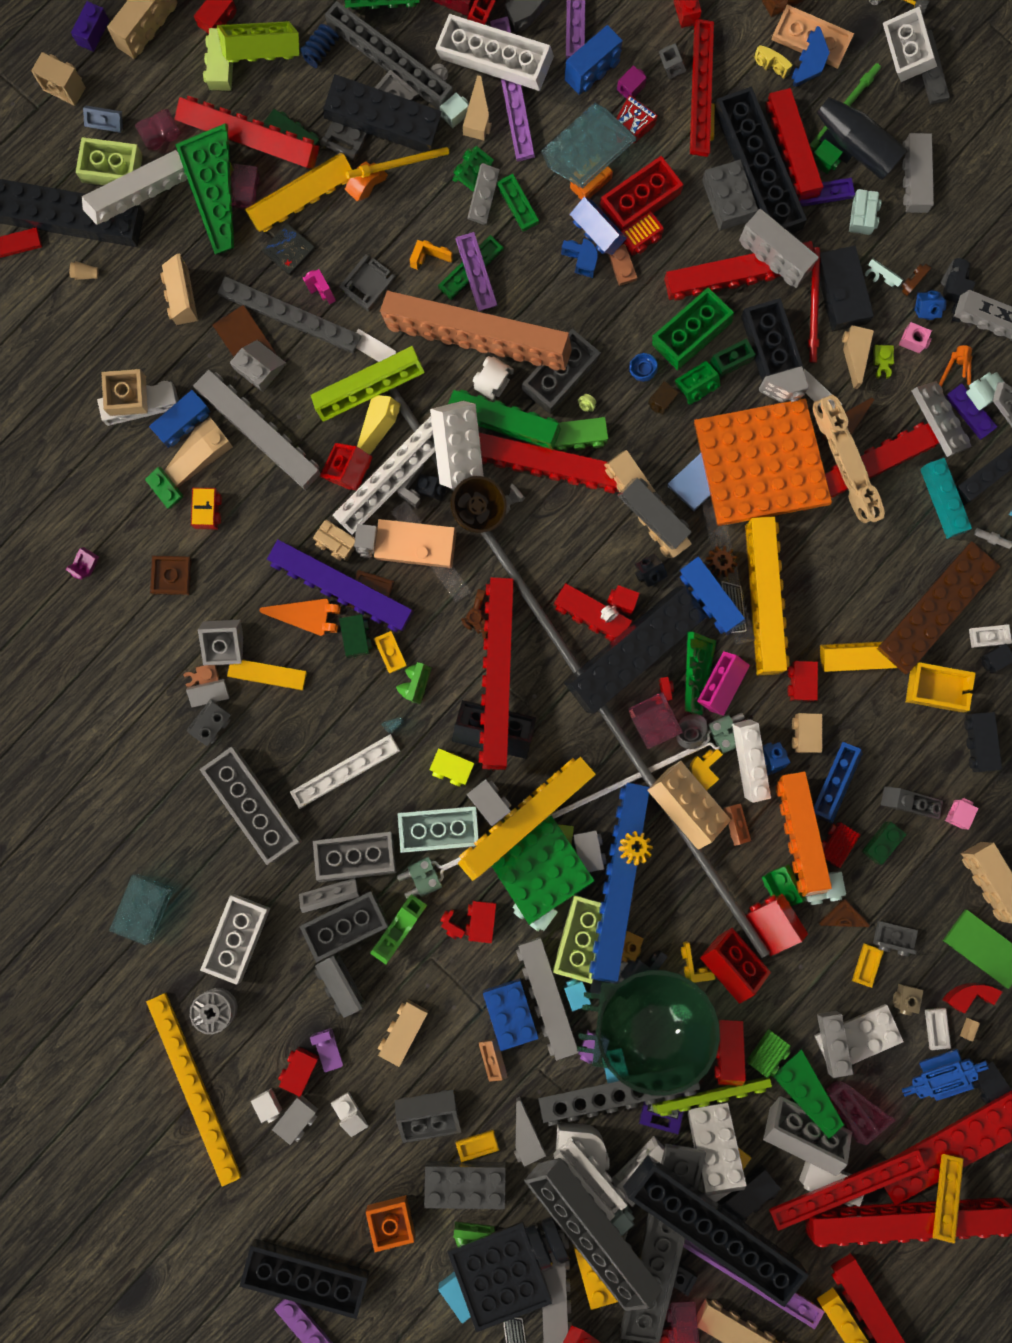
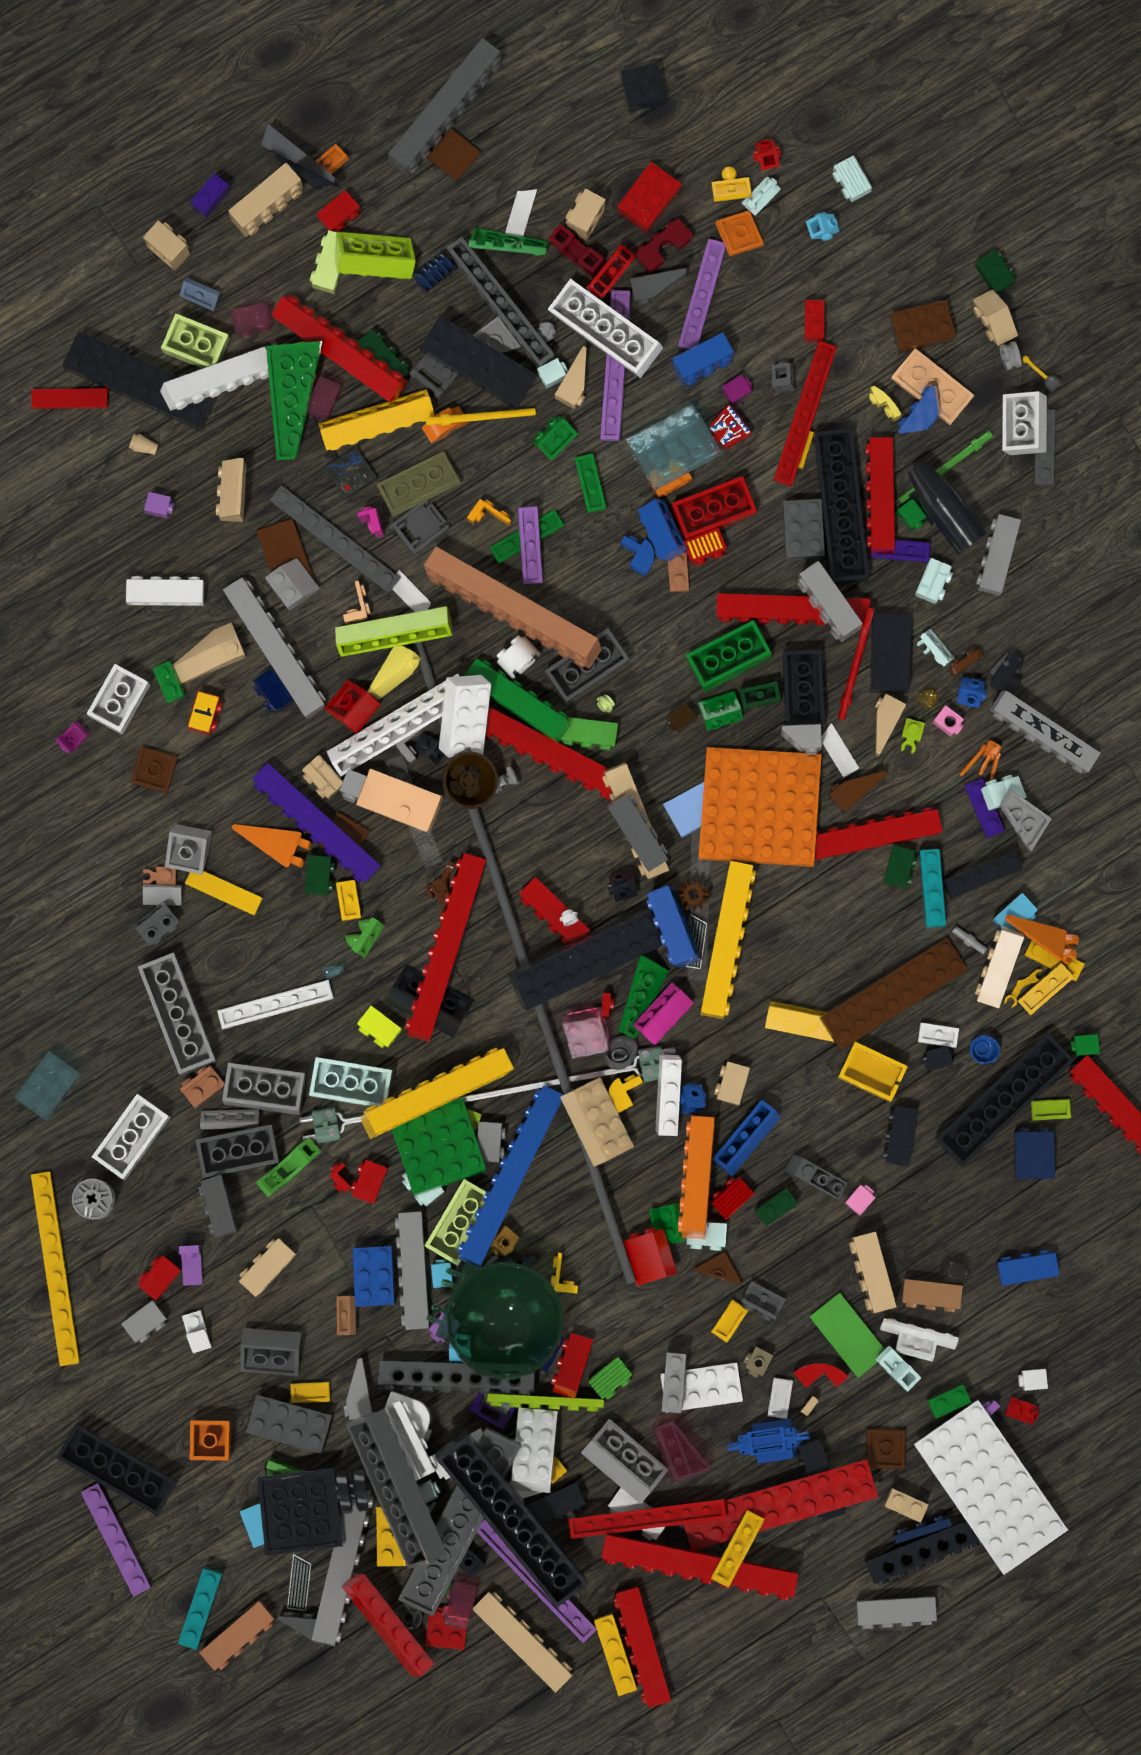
camera: 20 degrees right, 0 degrees up
(112, 323) = (159, 505): none -> medium lavender brick
(118, 515) = (118, 699): none -> white brick
(124, 392) = (156, 582): tan brick -> none
(180, 419) = (201, 618): blue brick -> none
(266, 470) = (273, 691): none -> clear blue brick
(266, 1106) = (121, 1302): white brick -> none
(294, 869) = (202, 1086): none -> nougat bracket
(326, 379) = (354, 615): none -> light nougat bracket
(355, 242) = (418, 483): none -> olive tile
(483, 194) = (558, 466): light grey plate -> none
(488, 802) = (404, 1068): light grey brick -> none
(623, 599) = (586, 908): red brick -> none
(630, 853) = (537, 1153): yellow gear -> none
(643, 367) = (670, 682): blue hair -> none
(735, 965) = (599, 1284): red brick -> none
(737, 825) = (640, 1153): nougat plate -> none
(803, 681) = (742, 1032): red brick -> none
(806, 1090) = (635, 1419): green wing -> none
(834, 425) = (841, 827): tan piece -> none
(889, 322) = (928, 698): none -> clear yellow plate
(908, 486) = (899, 867): none -> dark green brick
(941, 418) = (949, 809): light grey plate -> none

